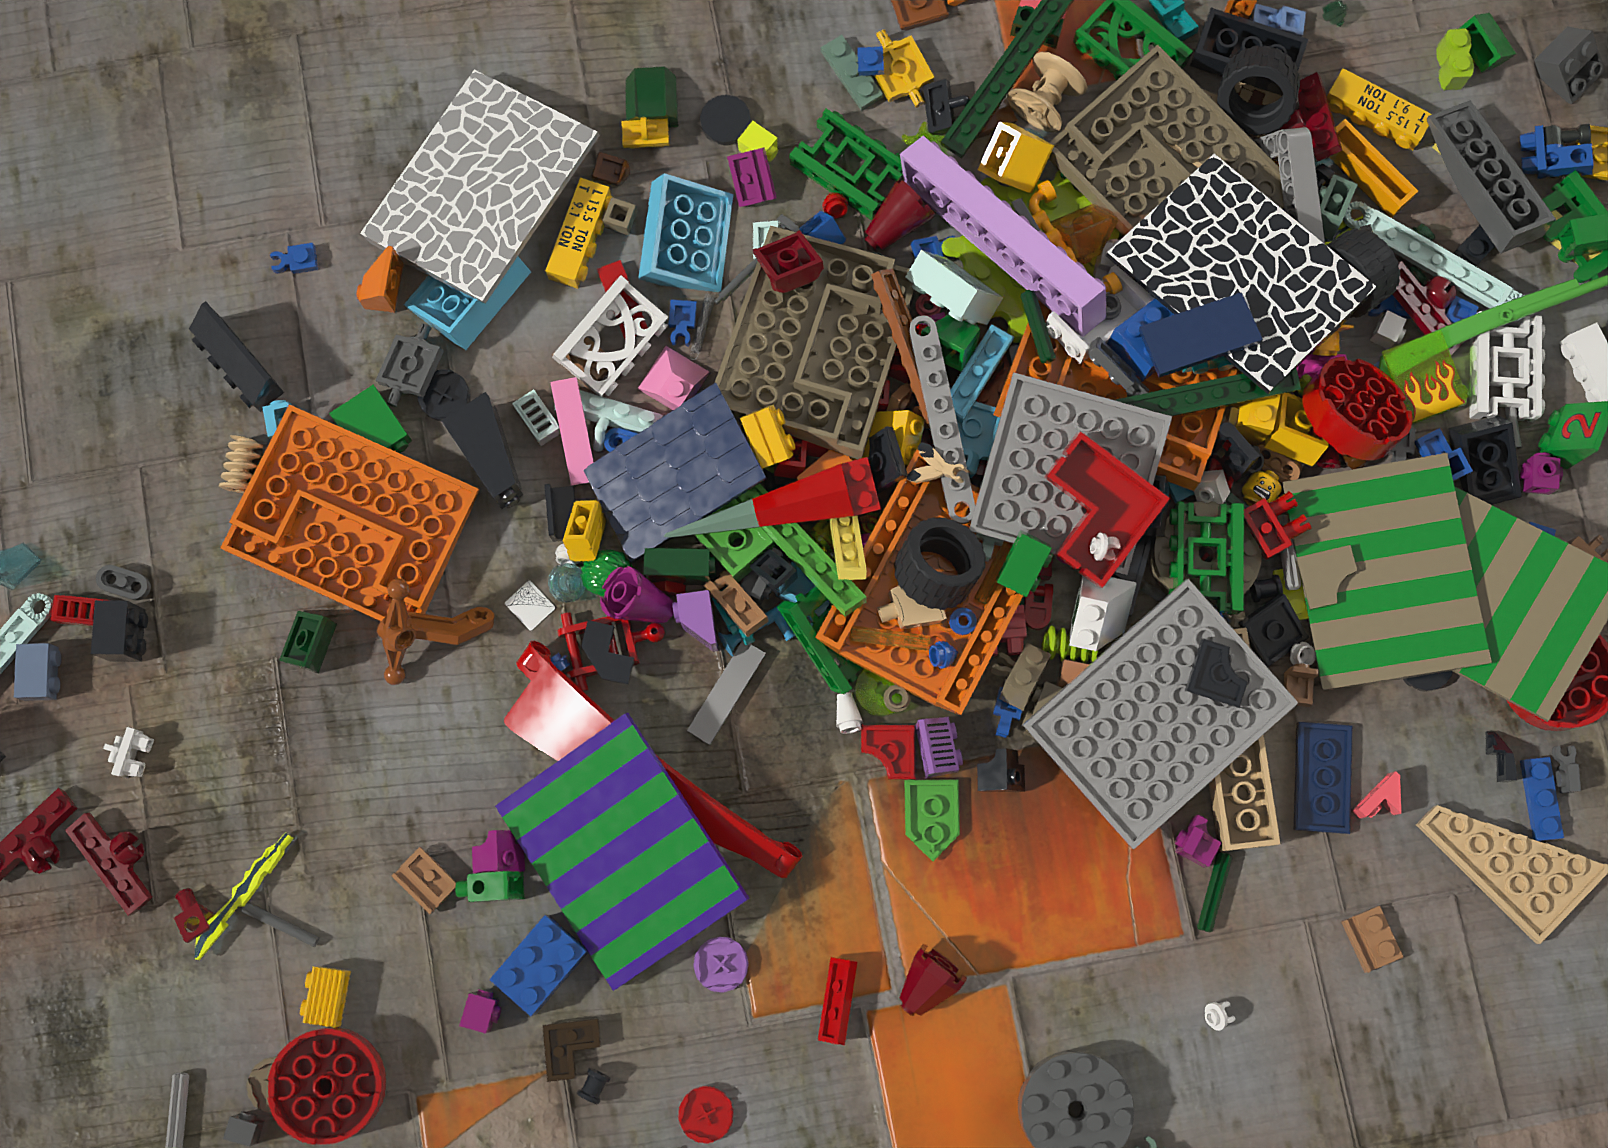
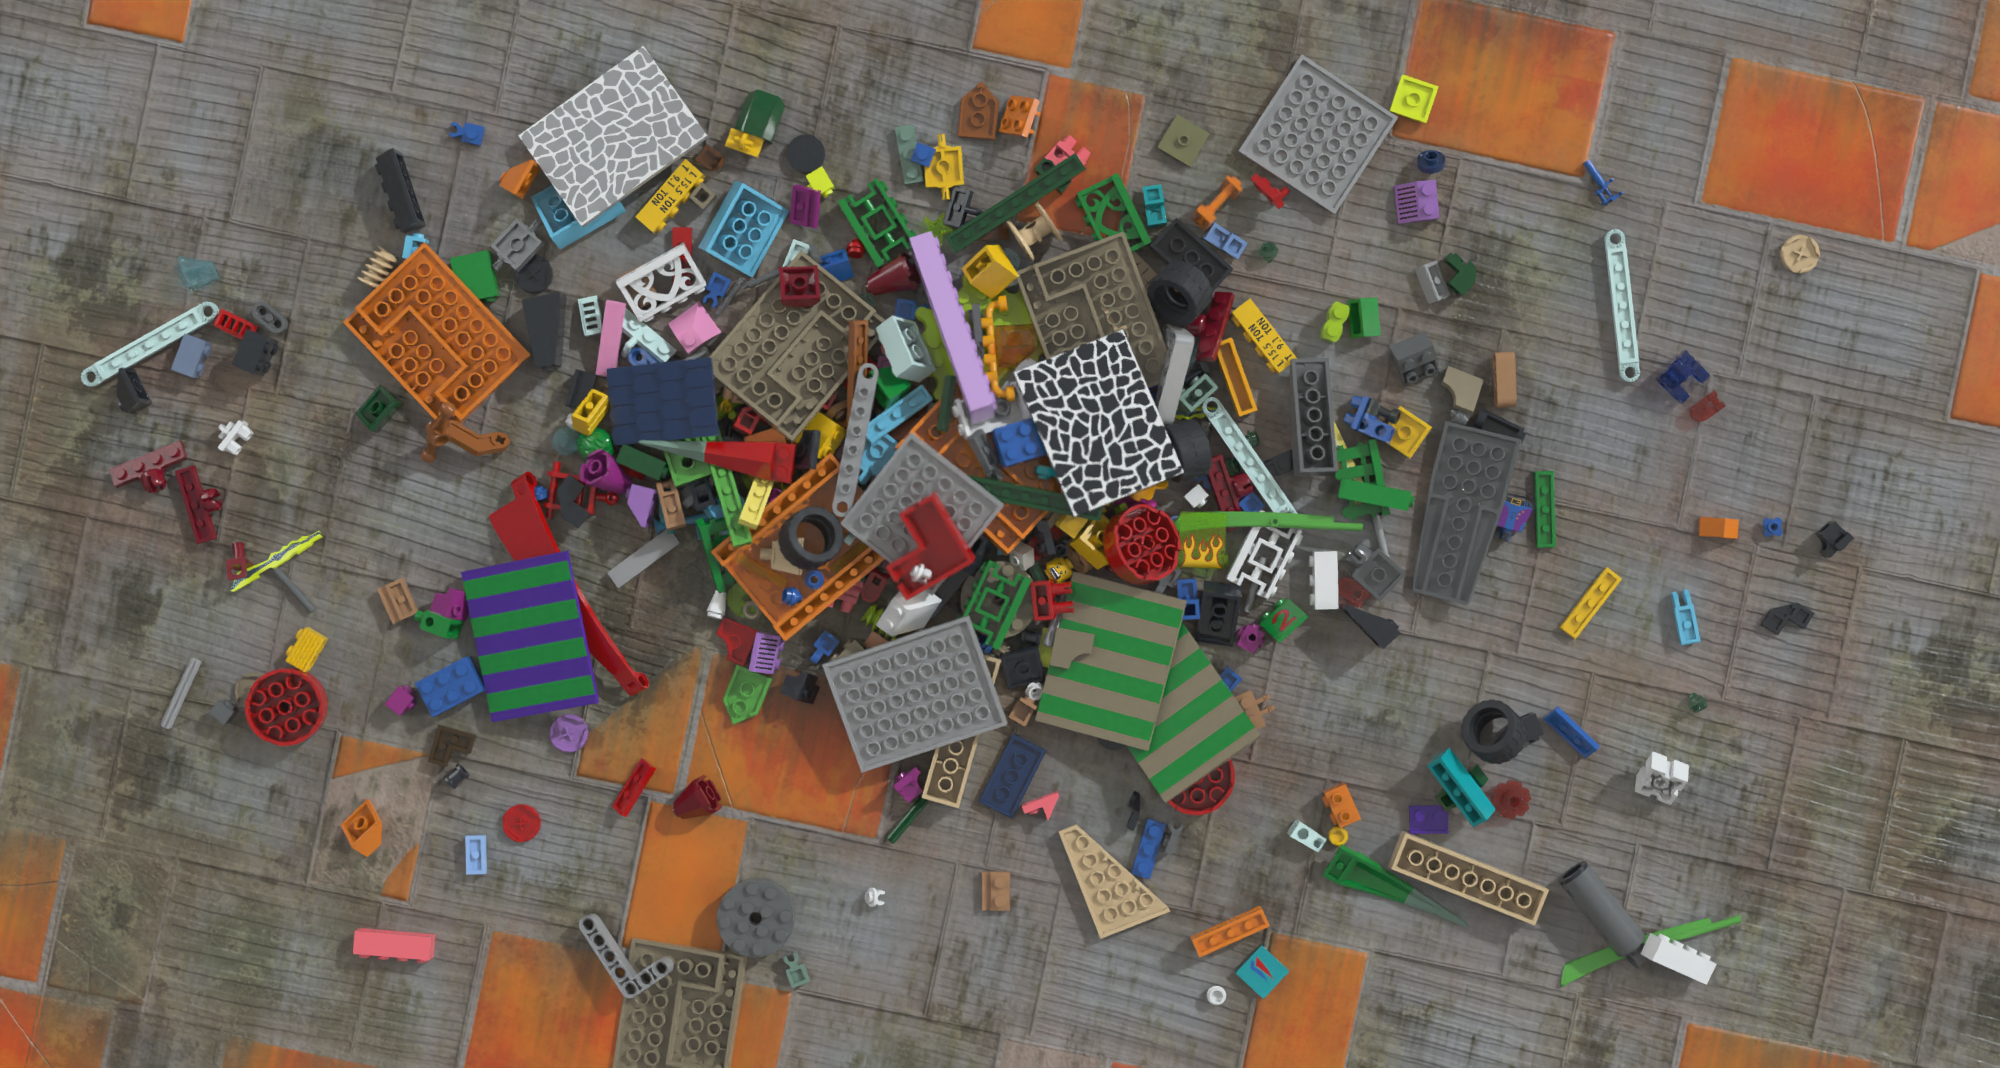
camera: 25 degrees right, 10 degrees up
(530, 605) = (536, 444): white sticker -> none
(768, 436) = (731, 406): yellow brick -> none
(937, 467) = (836, 472): tan piece -> none
(1021, 675) = (841, 630): dark tan brick -> none
(1024, 564) = (866, 561): green brick -> none
(1200, 334) = (1046, 458): dark blue tile -> none
(1214, 676) = (958, 685): black tile -> none

